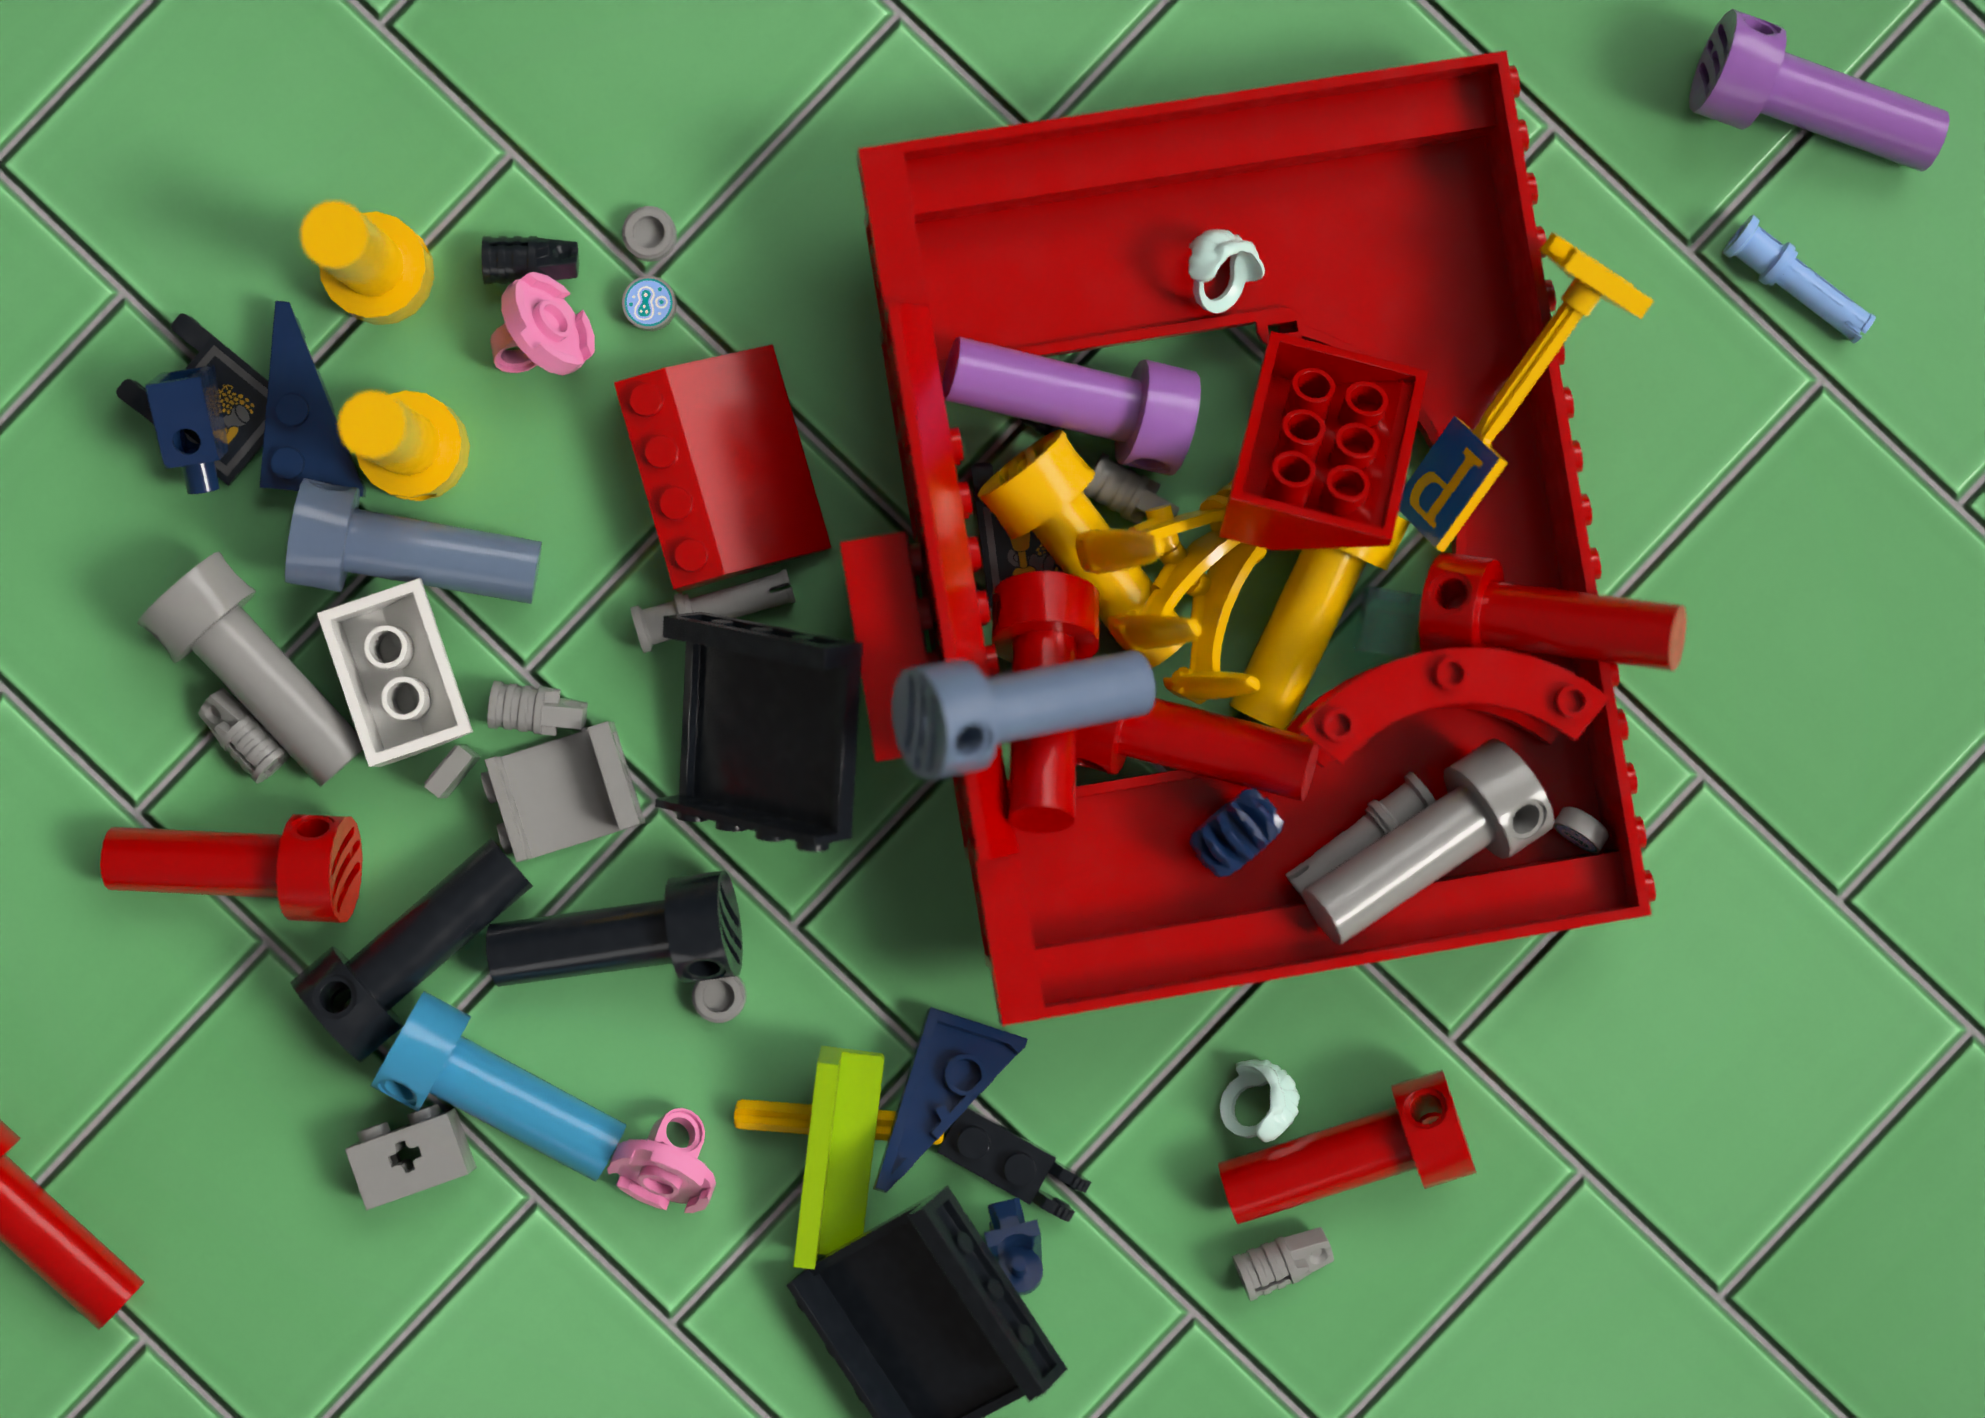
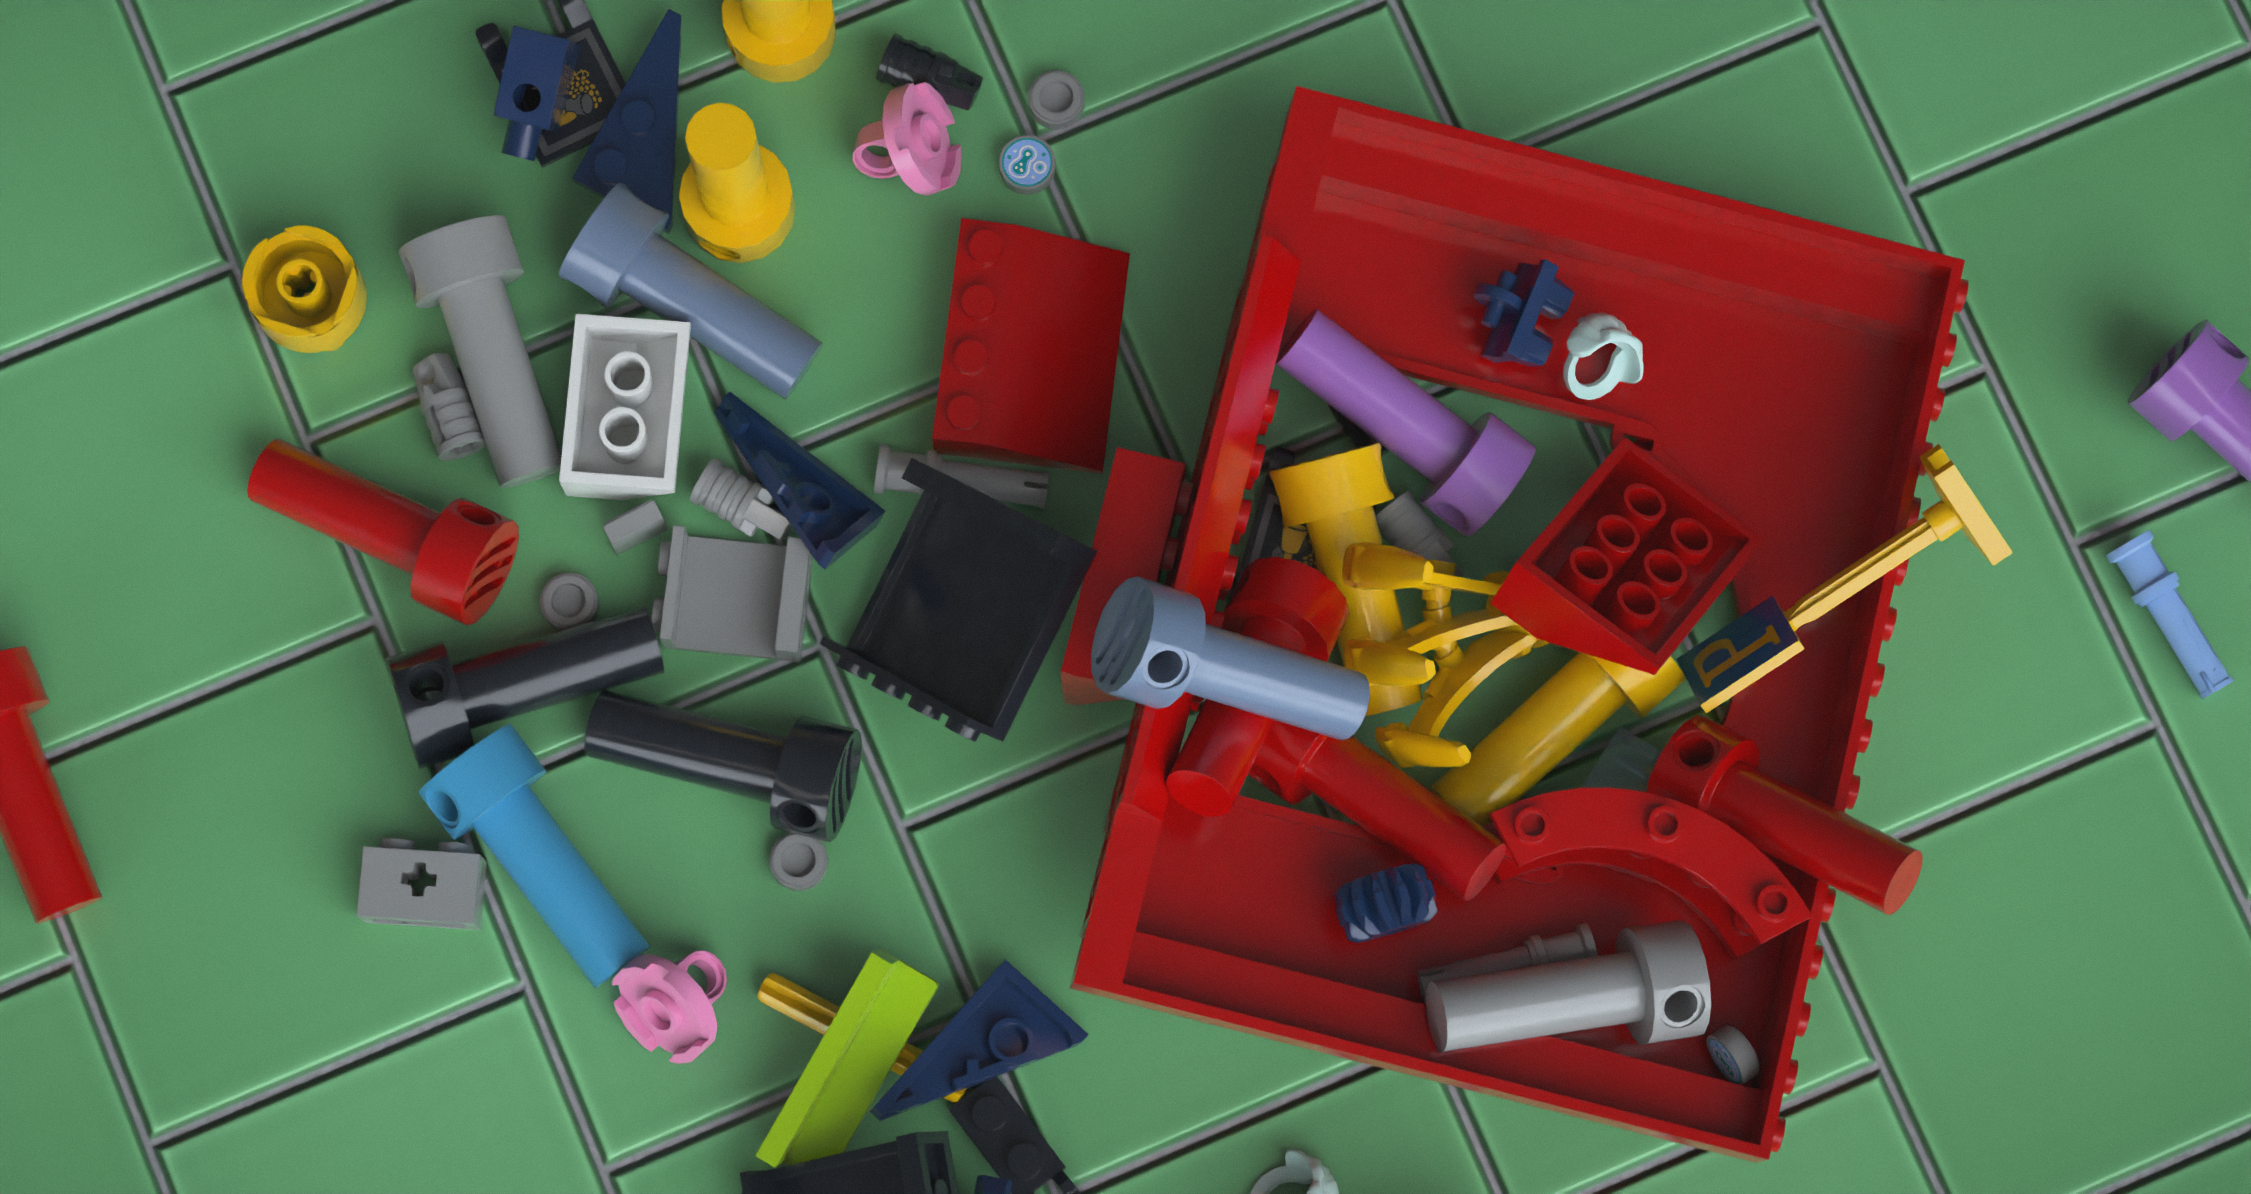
camera: 15 degrees right, 10 degrees down
(58, 661) = (292, 261): none -> yellow brick
(425, 857) = (569, 601): none -> light grey tile
(593, 680) = (814, 498): none -> dark blue wing
(1131, 260) = (1514, 309): none -> dark blue hips

